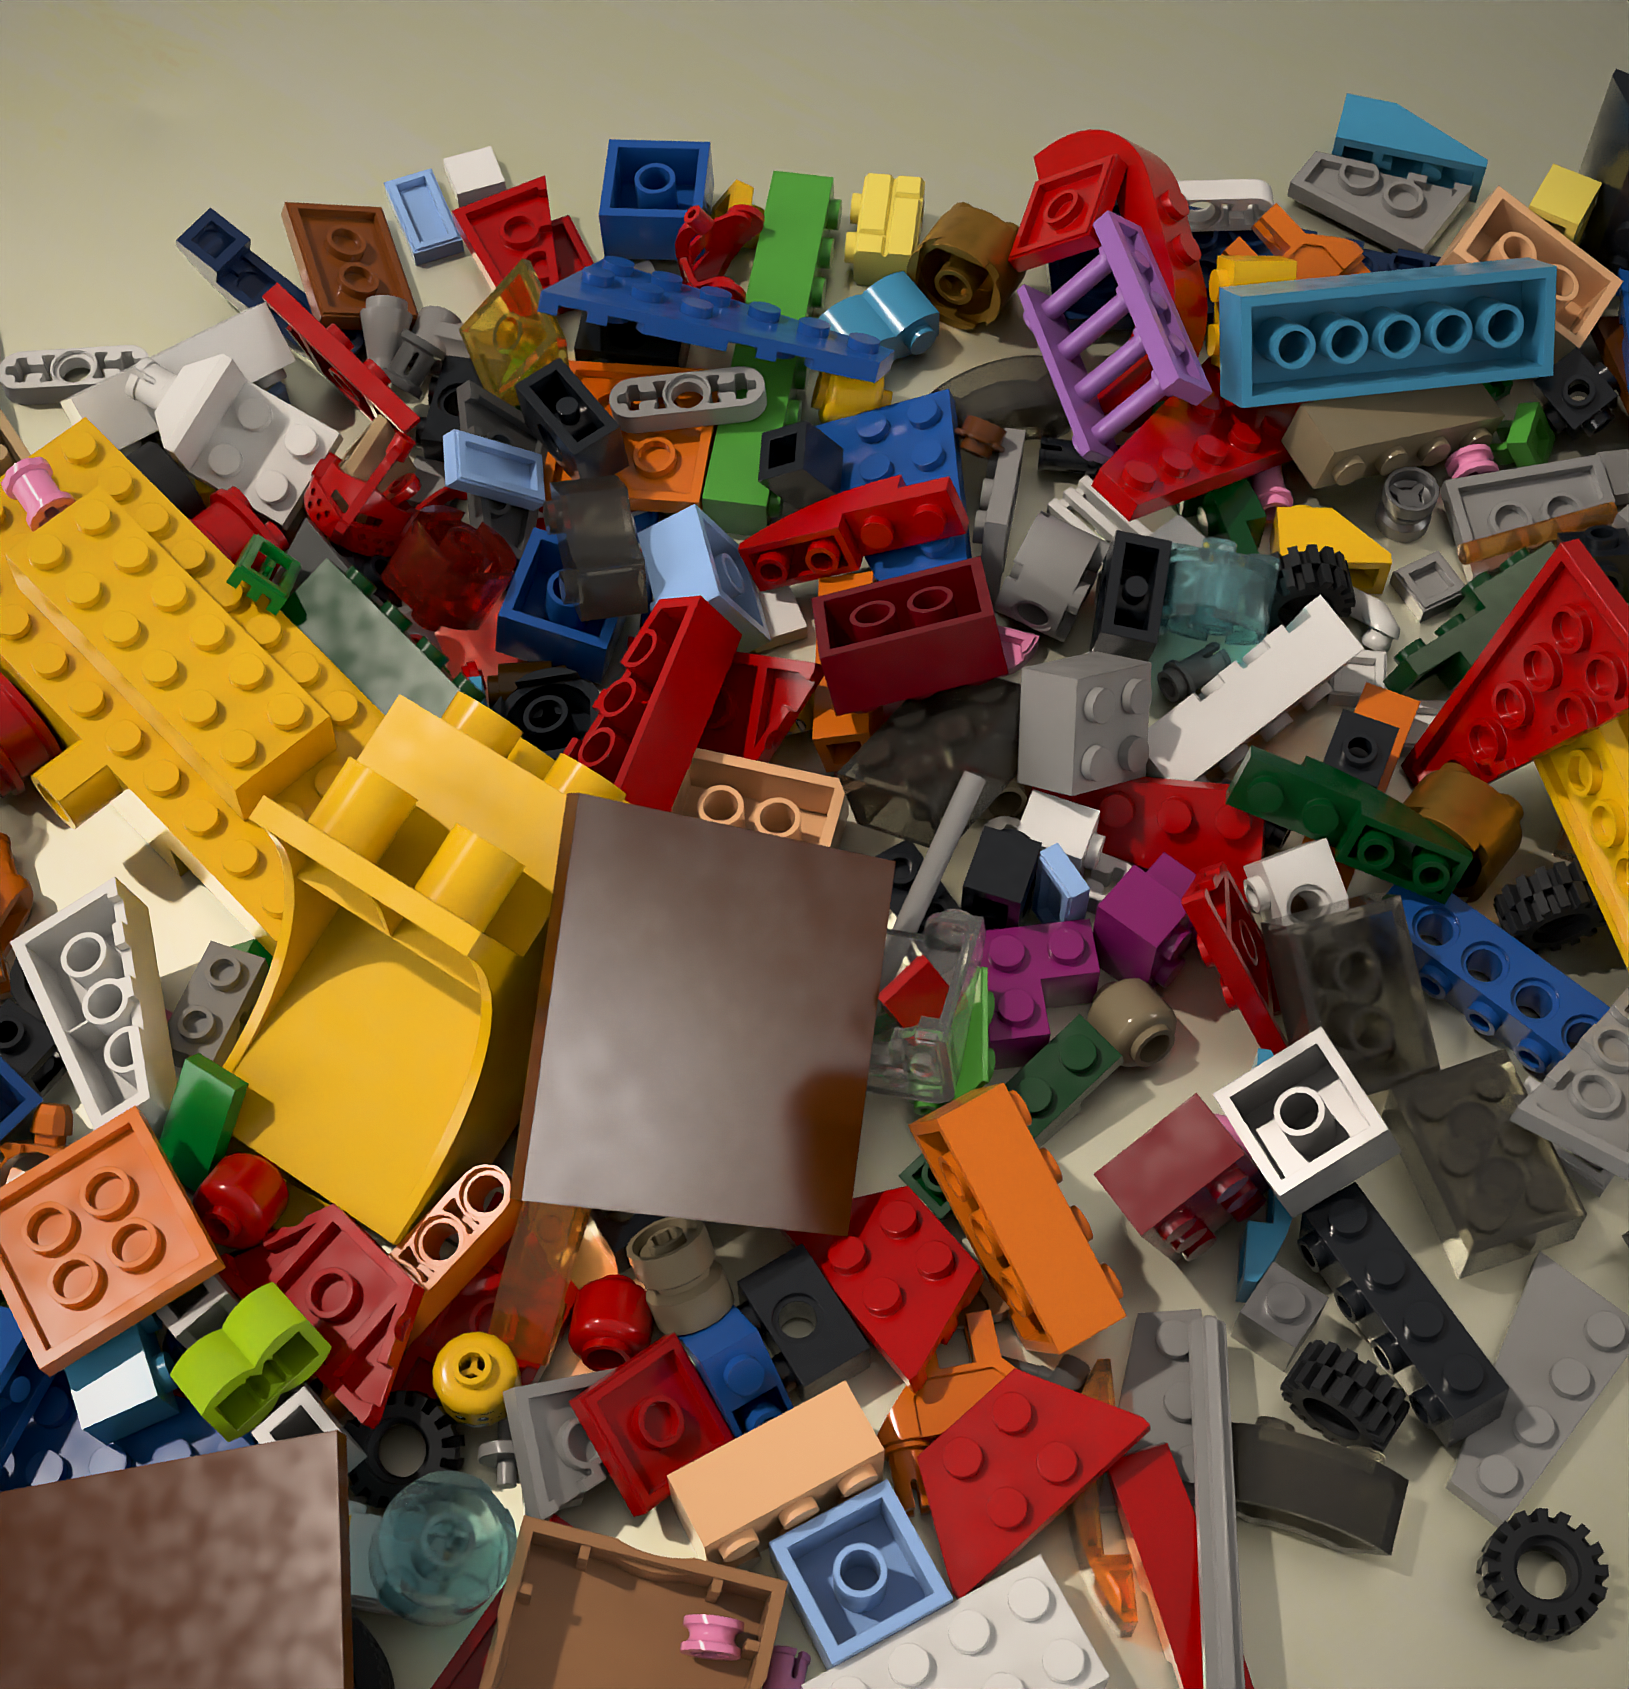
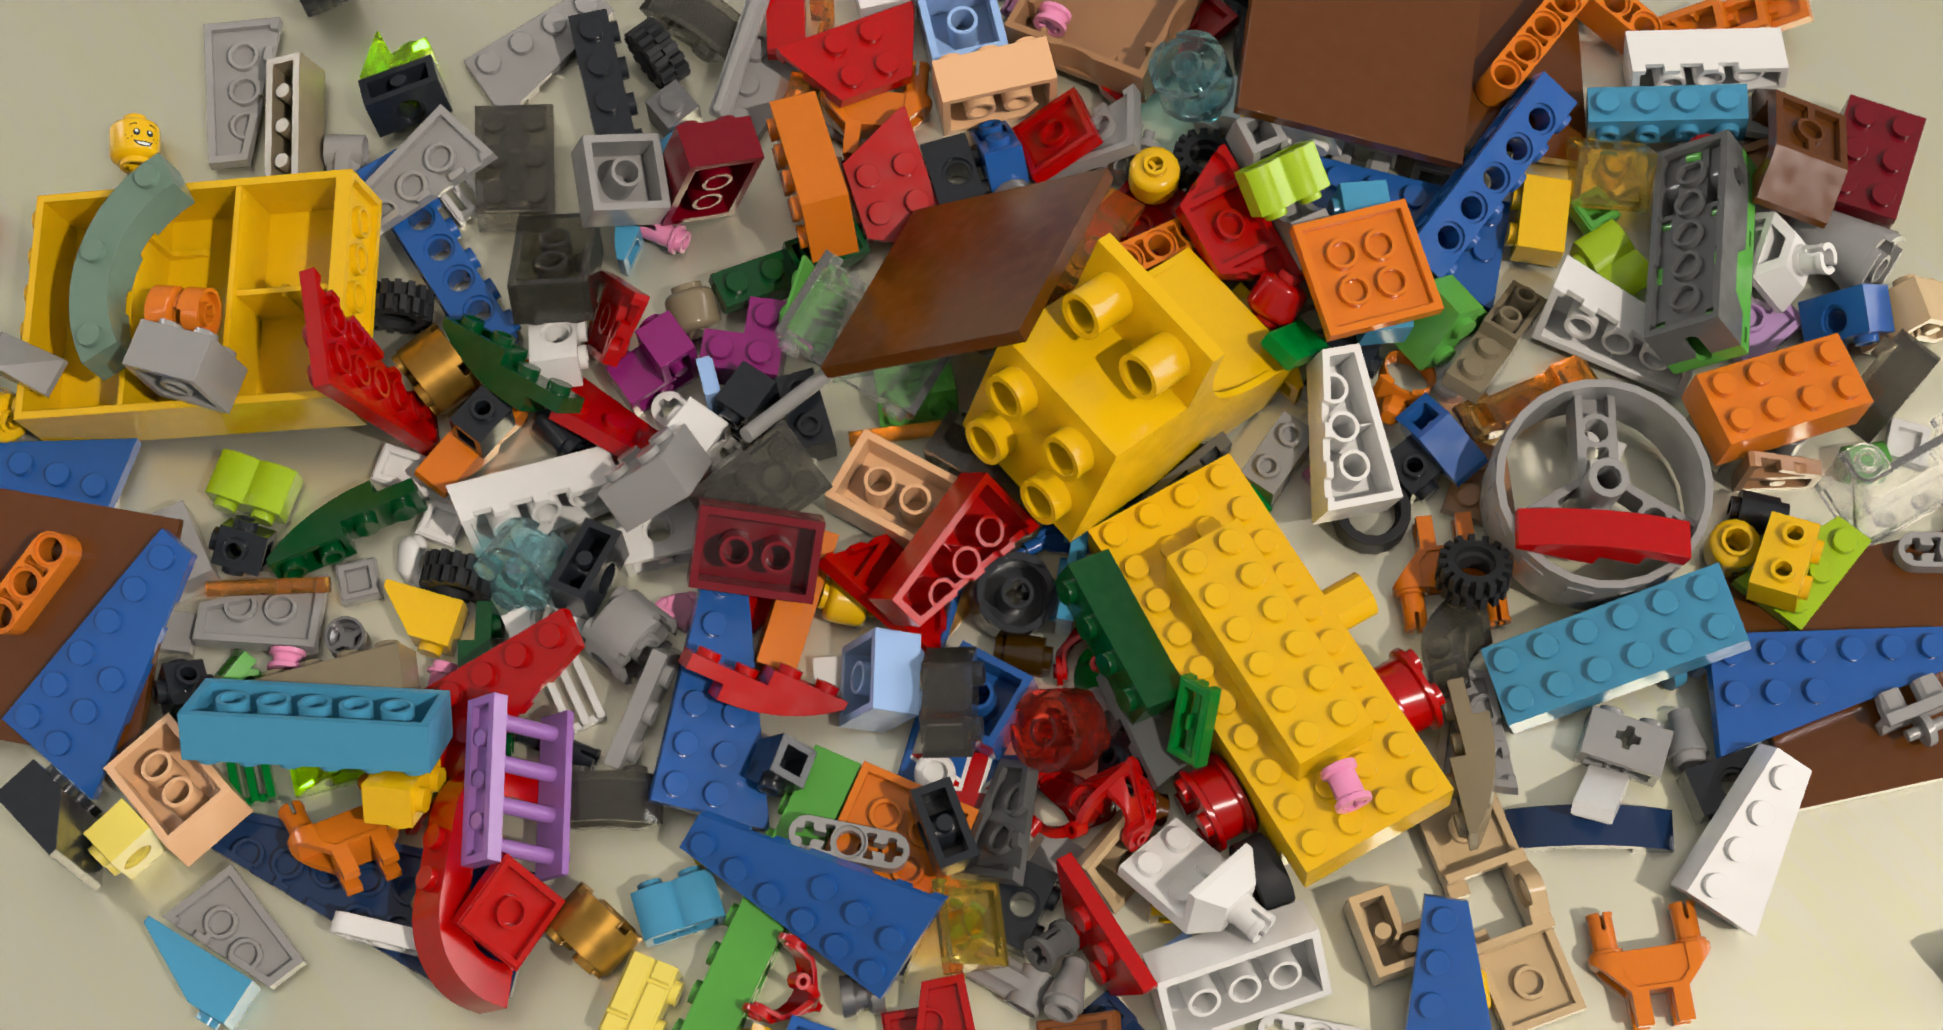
camera: 165 degrees left, 10 degrees up
(493, 470) = (1010, 809): light blue tile -> none
(915, 993) = (829, 318): red slope -> none
(981, 437) = (640, 750): reddish brown plate -> none

